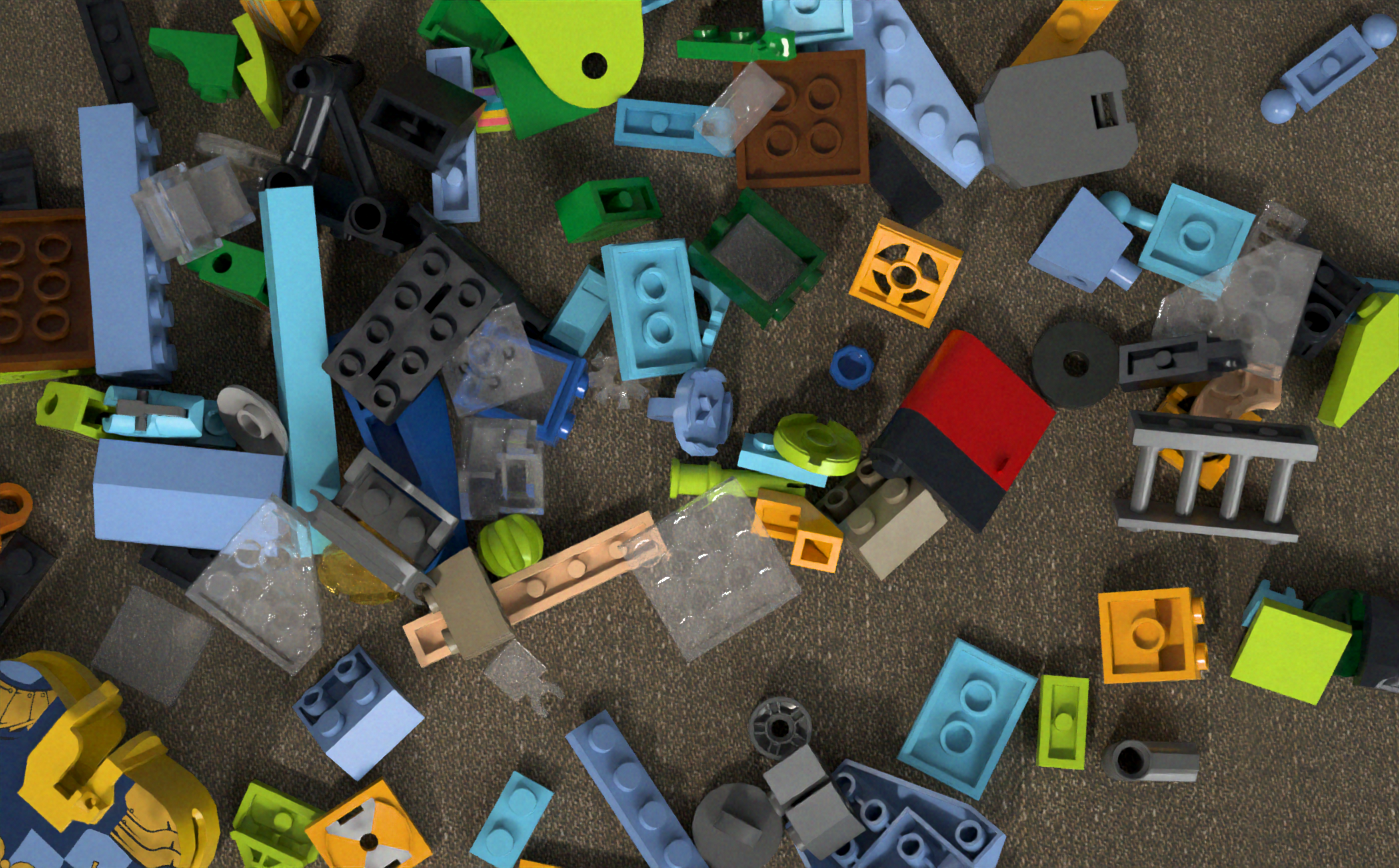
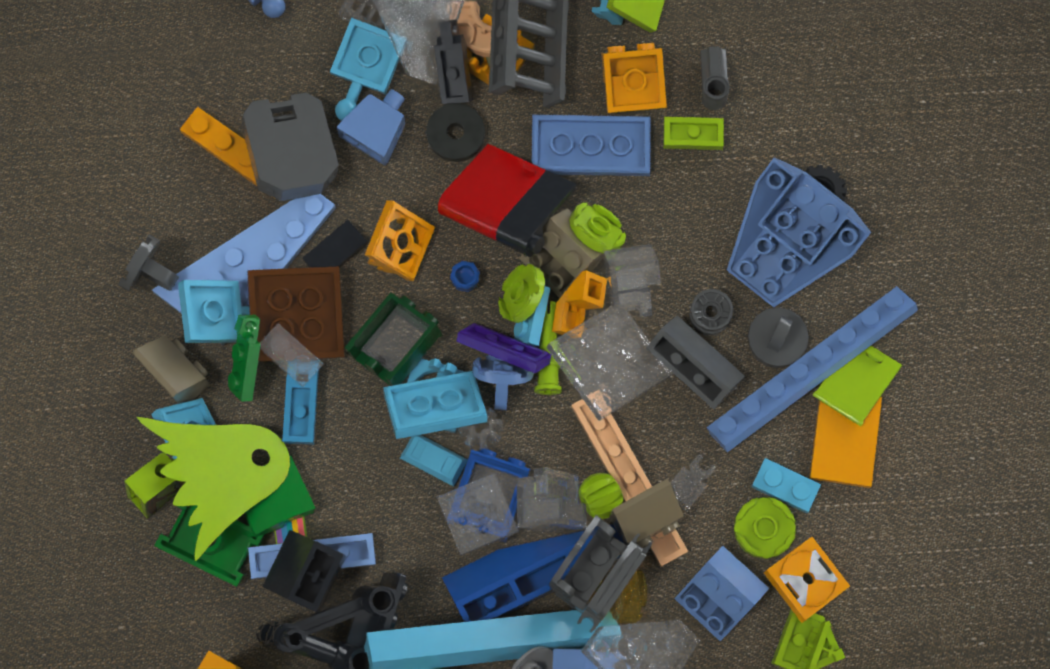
camera: 90 degrees left, 5 degrees down
(424, 318) = (456, 550): black plate -> none
(451, 785) = (764, 527): none -> lime tile
(607, 208) = (362, 444): green slope -> none
(701, 697) = (695, 362): none -> dark grey brick
(735, 414) = (504, 348): none -> dark purple tile
(812, 802) = (760, 284): piece -> none
(831, 604) = (629, 276): none -> clear plate
(913, 563) = (597, 227): none -> lime tile
(967, 718) = (694, 194): medium azure tile -> none
(1049, 566) = (591, 144): none -> medium blue tile

